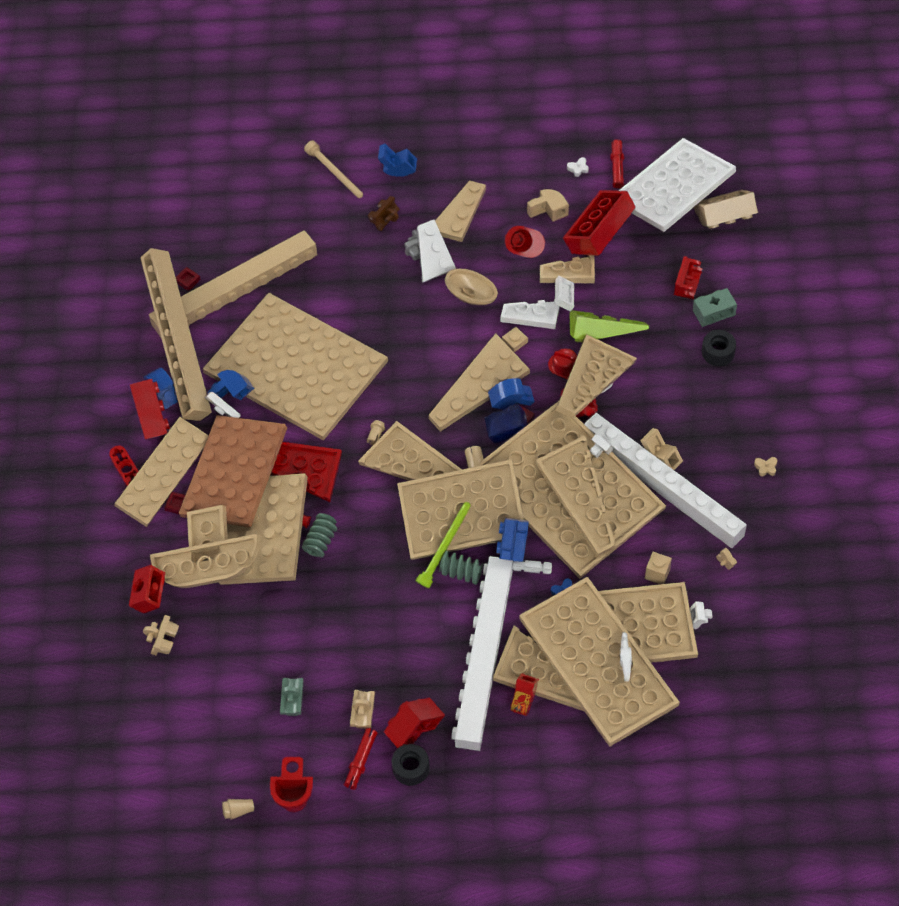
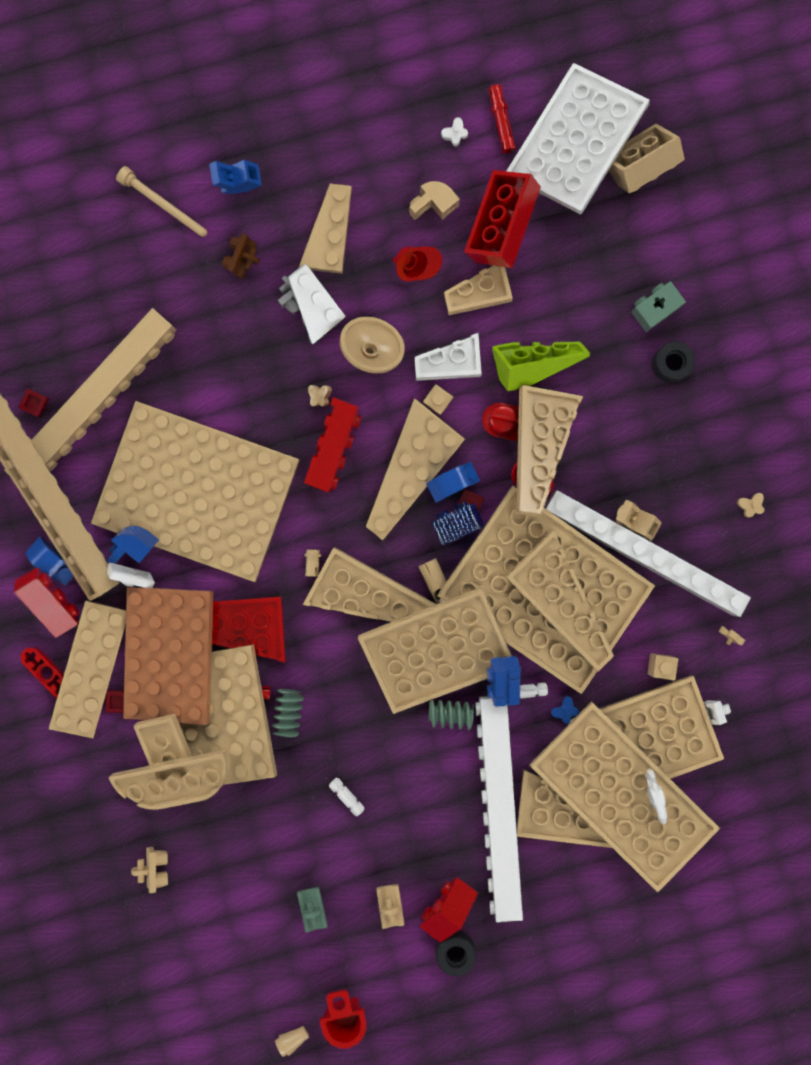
camera: 20 degrees left, 30 degrees up
(147, 589) = (119, 822): red brick -> none
(350, 617) = (346, 796): none -> white axle
(357, 766) = (401, 965): red pin -> none
(418, 317) = (318, 395): none -> tan piece
(419, 349) = (333, 445): none -> red wedge
(426, 577) = (415, 735): lime piece -> none
(524, 694) = (555, 852): red leg -> none
(564, 293) = (482, 327): white plate -> none
(600, 446) = (572, 538): white tile -> none
(688, 278) = (618, 271): red hinge -> none

